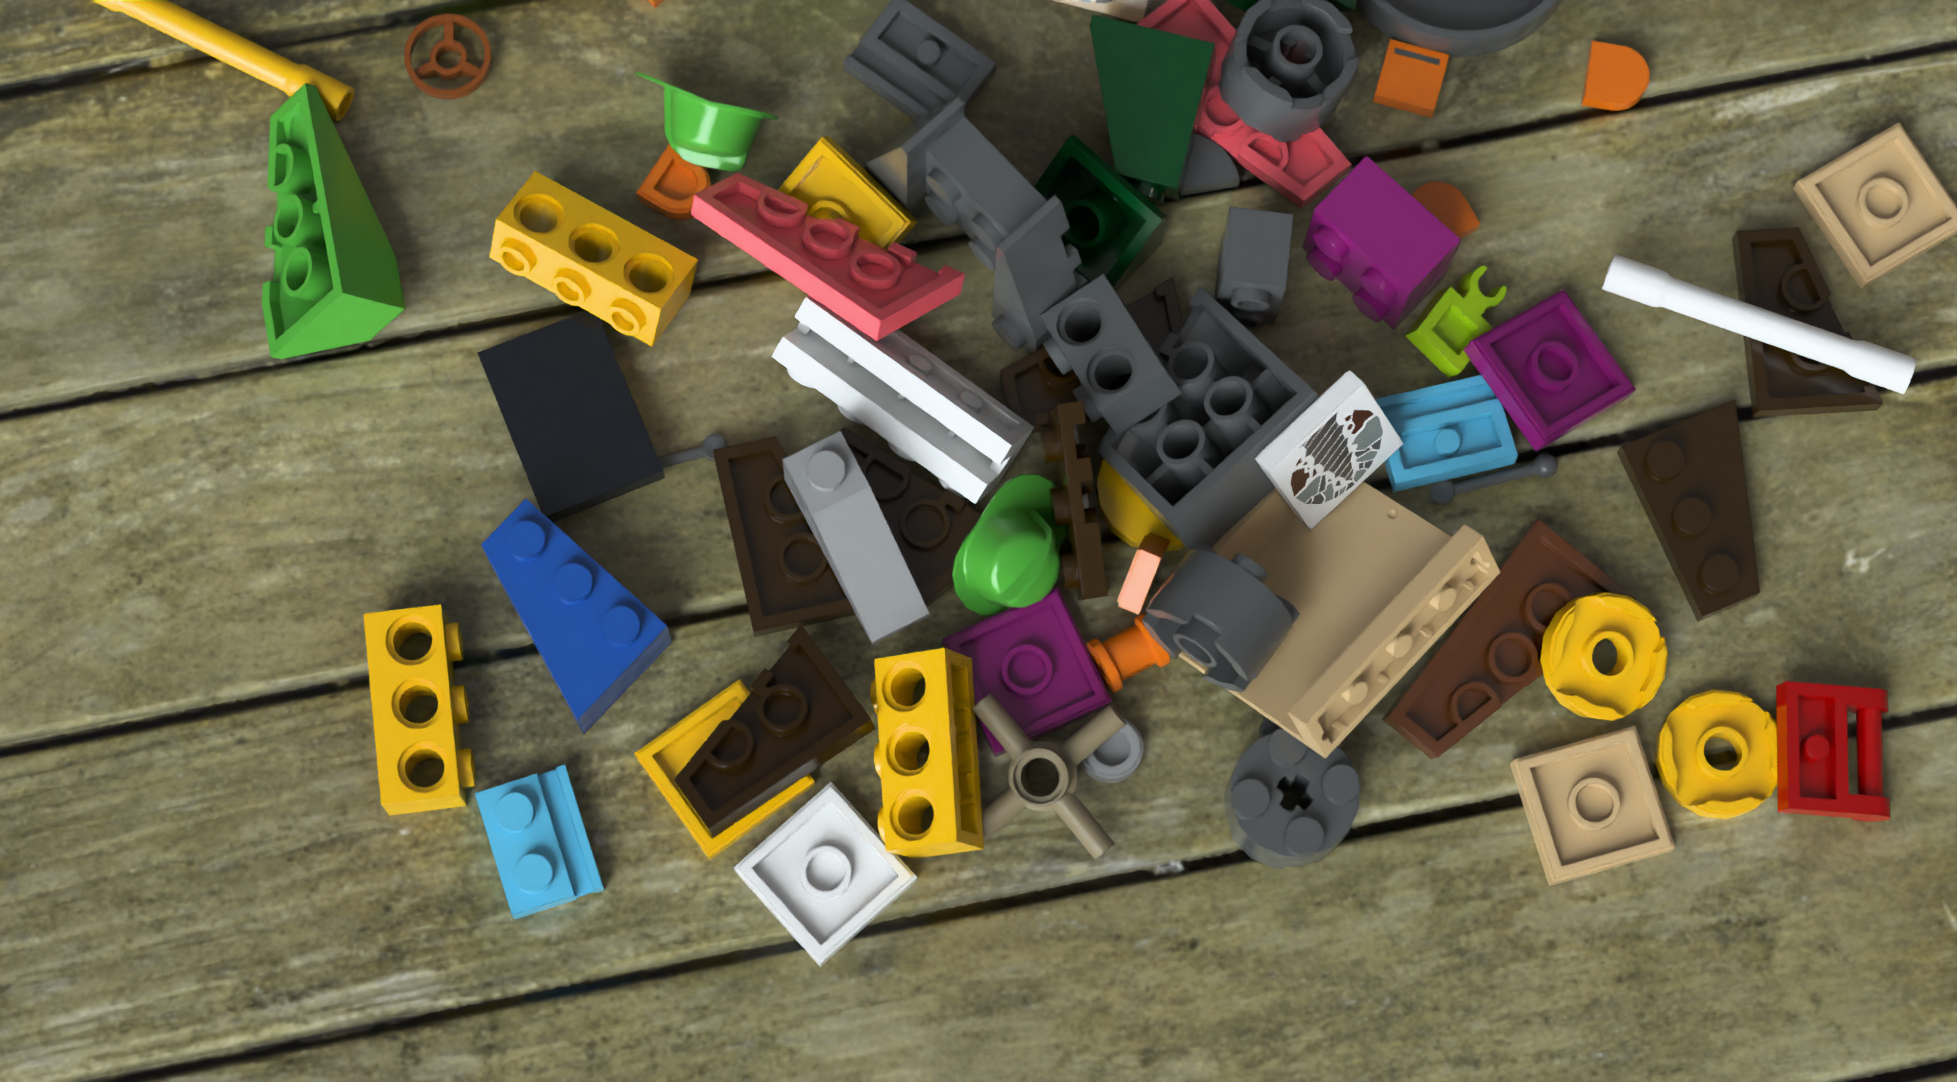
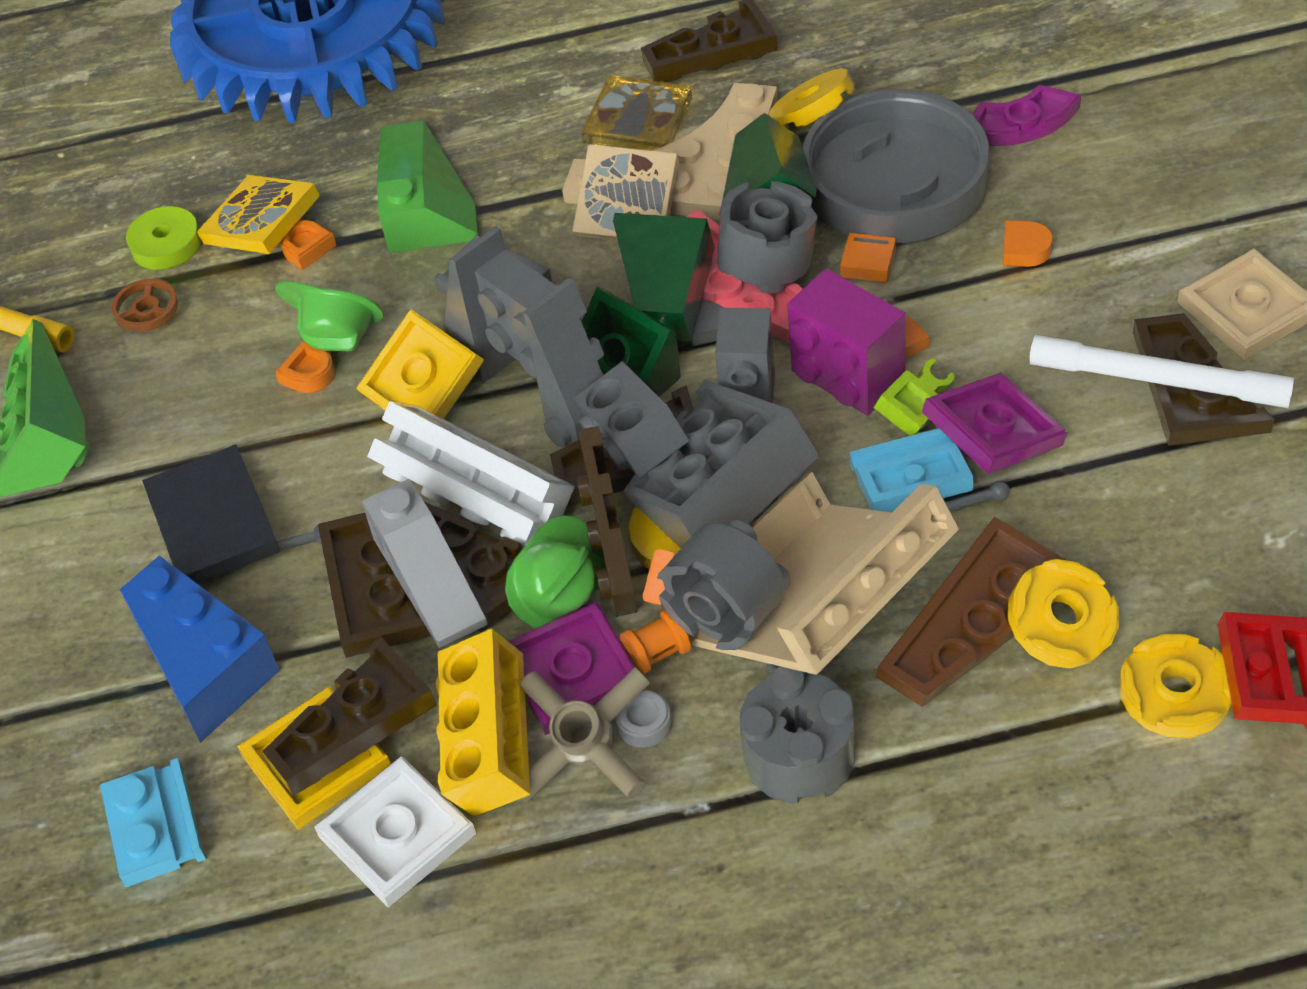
camera: 10 degrees right, 25 degrees down
(392, 688) = (58, 726): yellow brick -> none
(592, 258) = (235, 408): yellow brick -> none
(826, 257) = (409, 379): coral wing -> none
(1329, 449) = (811, 468): white tile -> none
(1592, 805) = (1068, 732): tan tile -> none
(1699, 506) = (1132, 510): dark brown wing -> none

